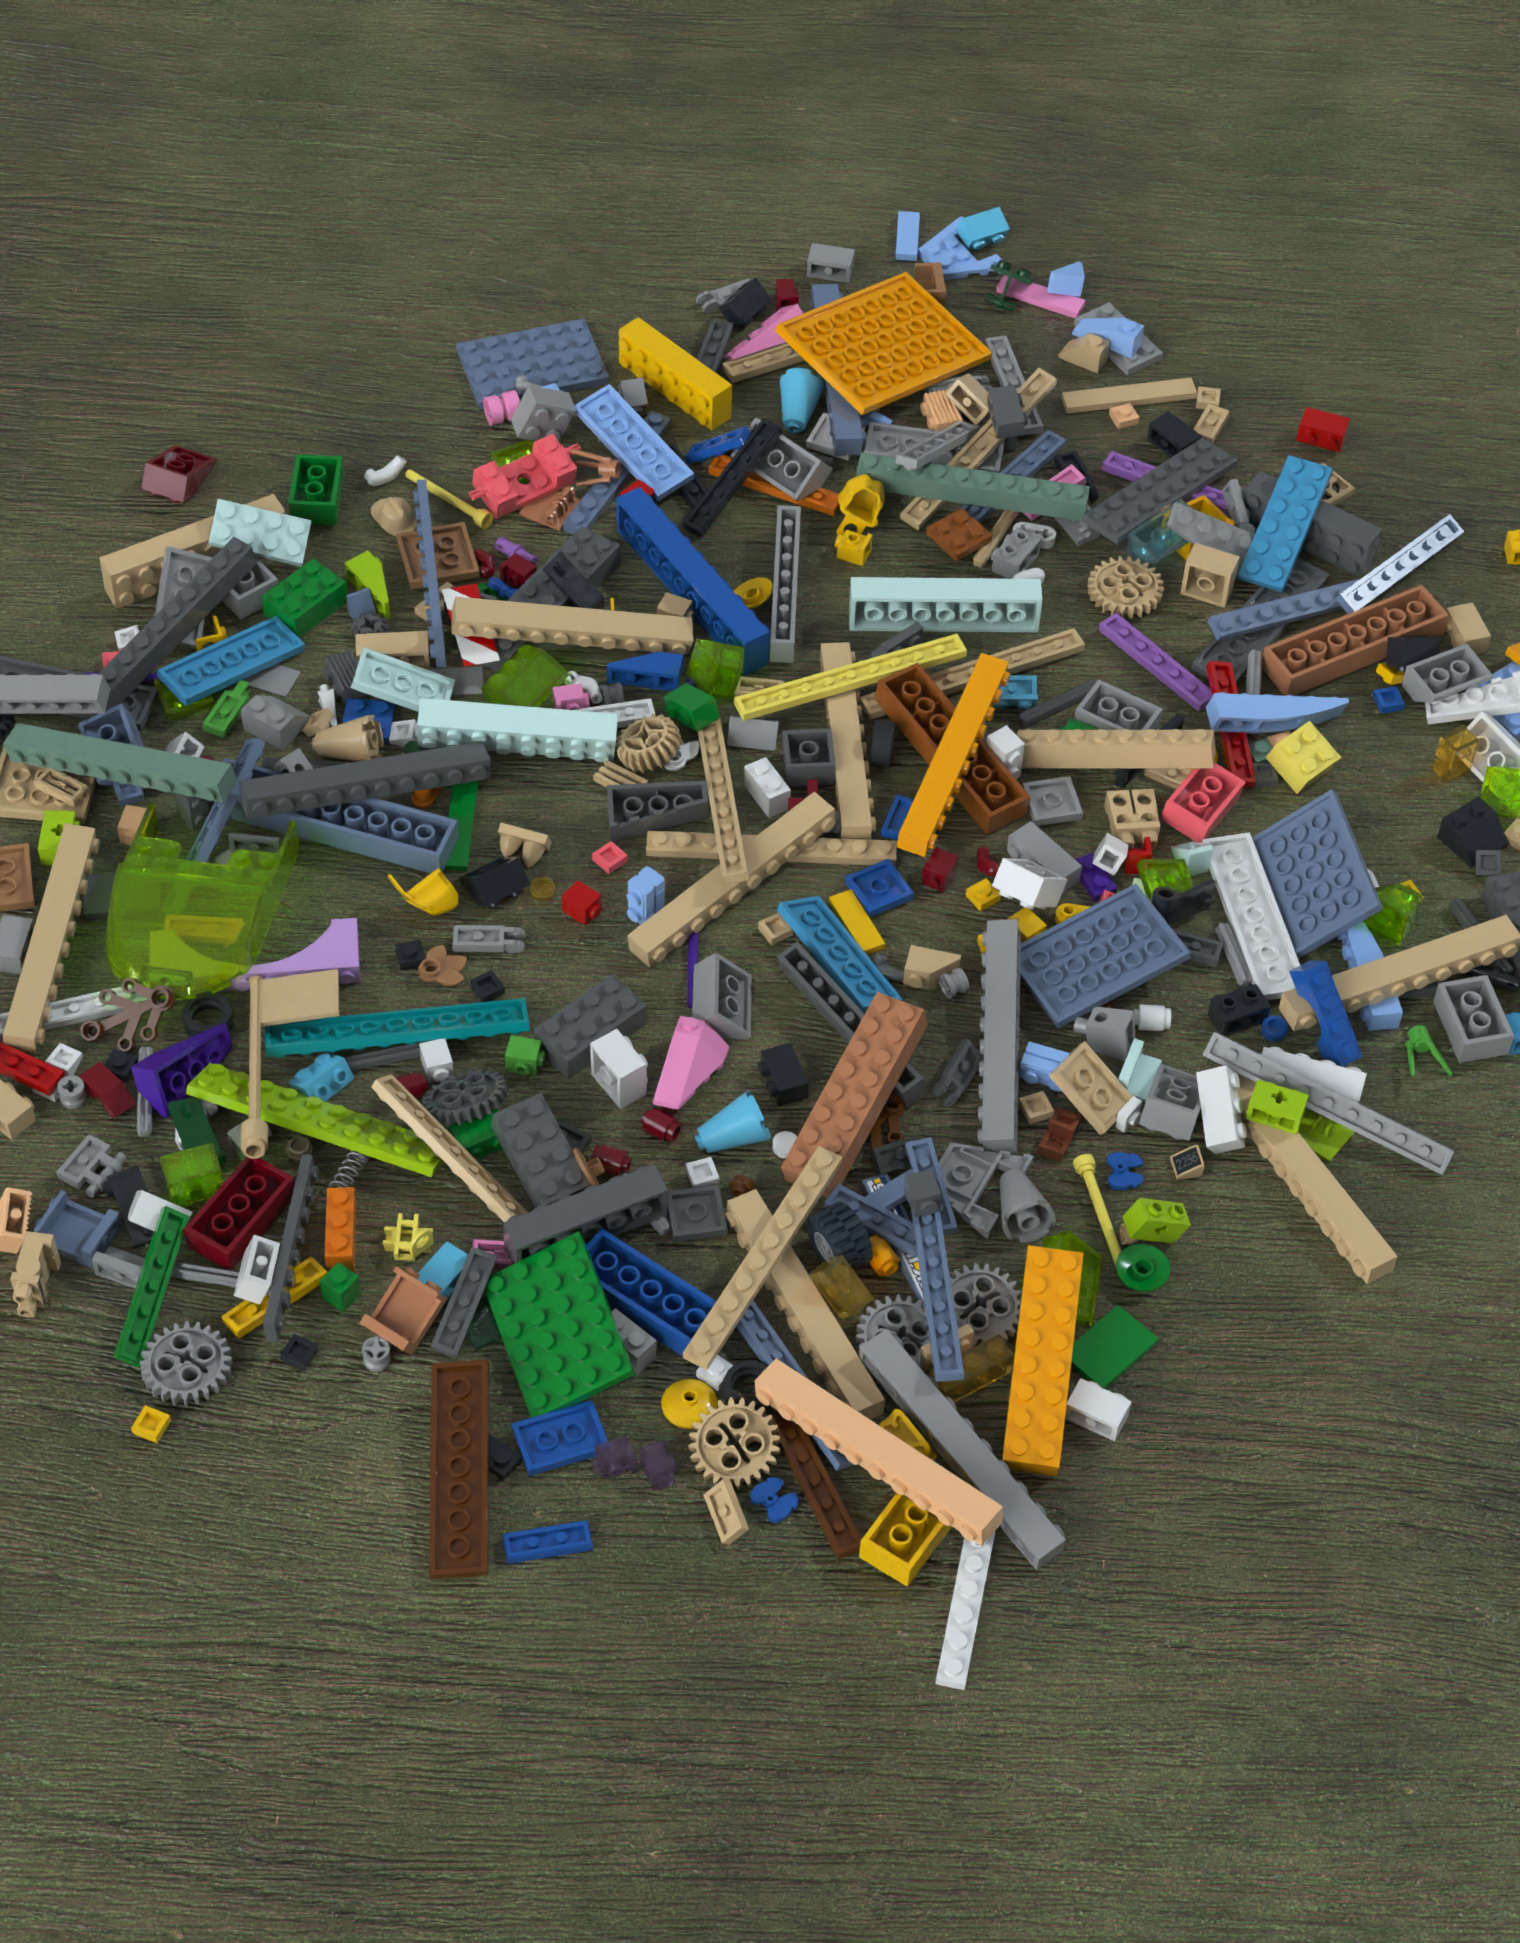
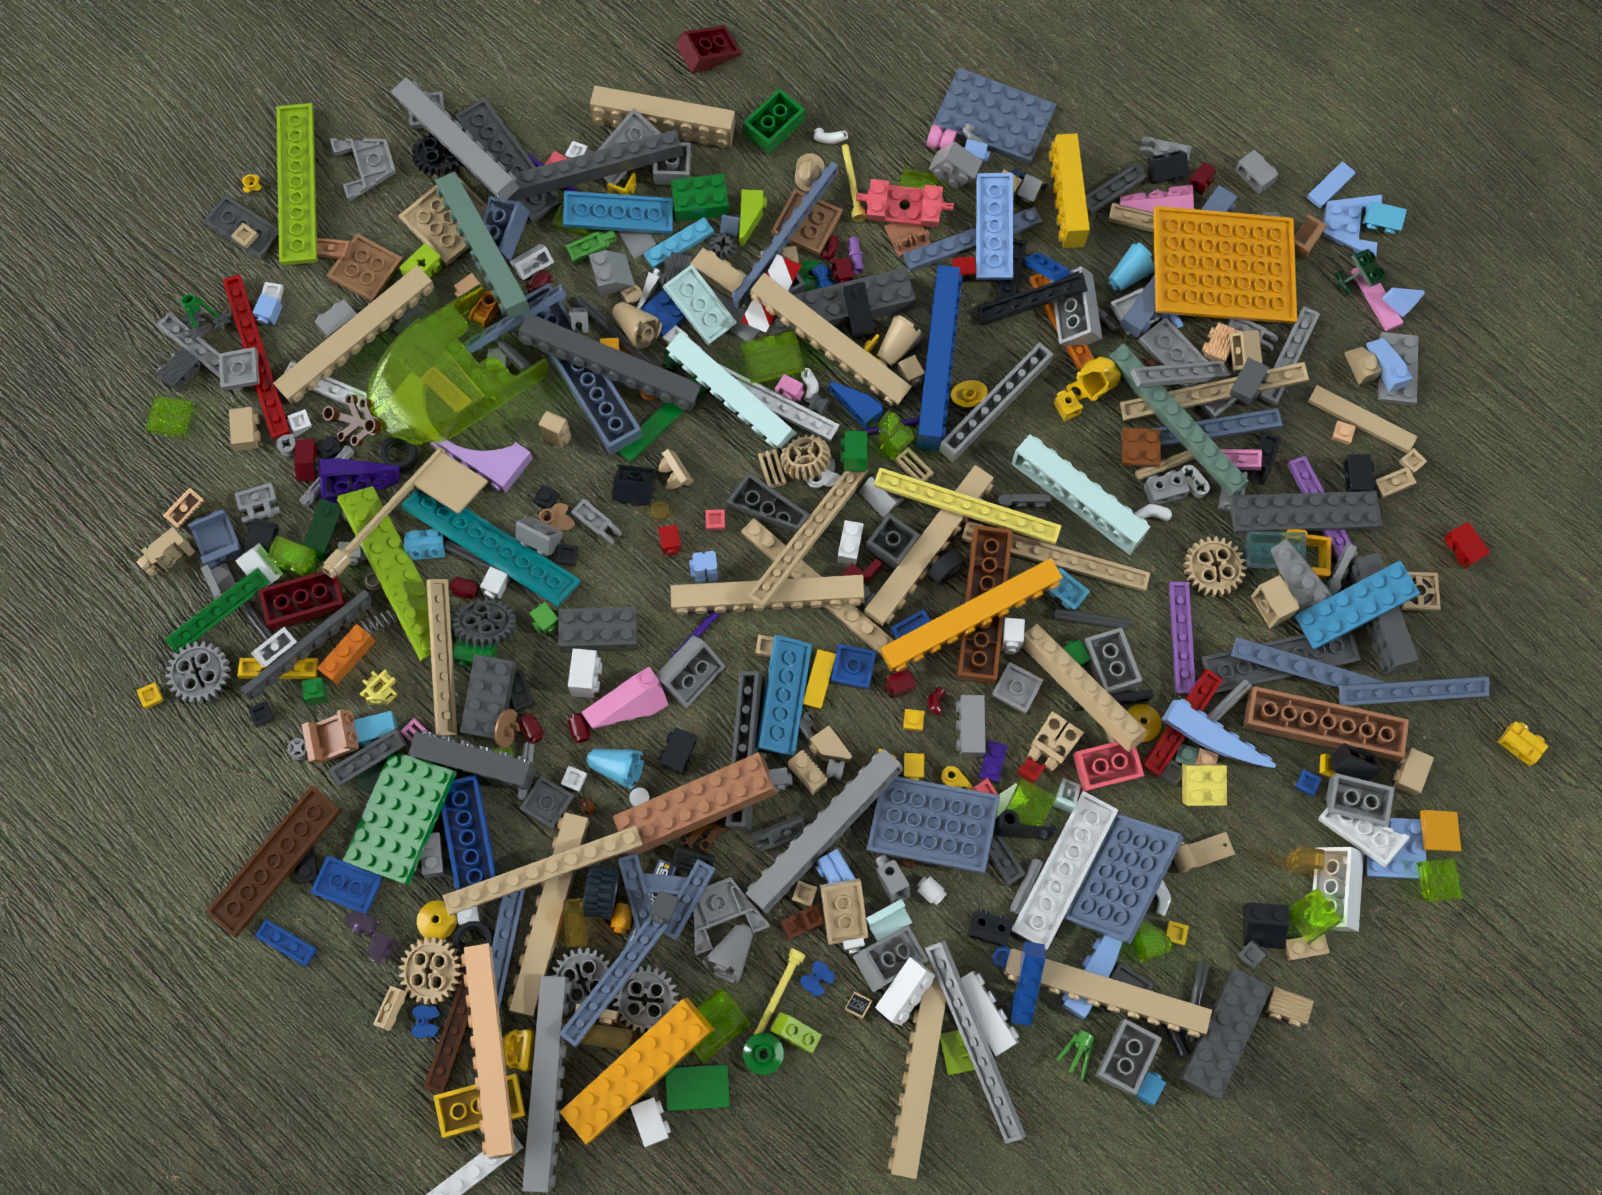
camera: 40 degrees right, 20 degrees up
(59, 789) = (454, 245): tan tile -> none
(171, 826) = (483, 312): none -> orange piece
(268, 532) = (702, 134): light aqua plate -> none
(324, 644) = (679, 242): none -> medium azure plate
(363, 882) = (554, 429): none -> tan brick
(431, 894) = (588, 468): yellow piece -> none
(442, 984) = (538, 535): none -> light grey slope
(606, 467) = (961, 234): nougat plant -> none
(637, 585) = (898, 341): none -> tan cone
(937, 1001) = (807, 772): none -> tan brick
(1029, 883) = (939, 740): white brick -> none
(1110, 854) = (1012, 757): white brick -> none
(1277, 1106) = (938, 1032): lime brick -> none
(1364, 810) = (1203, 852): none -> tan door

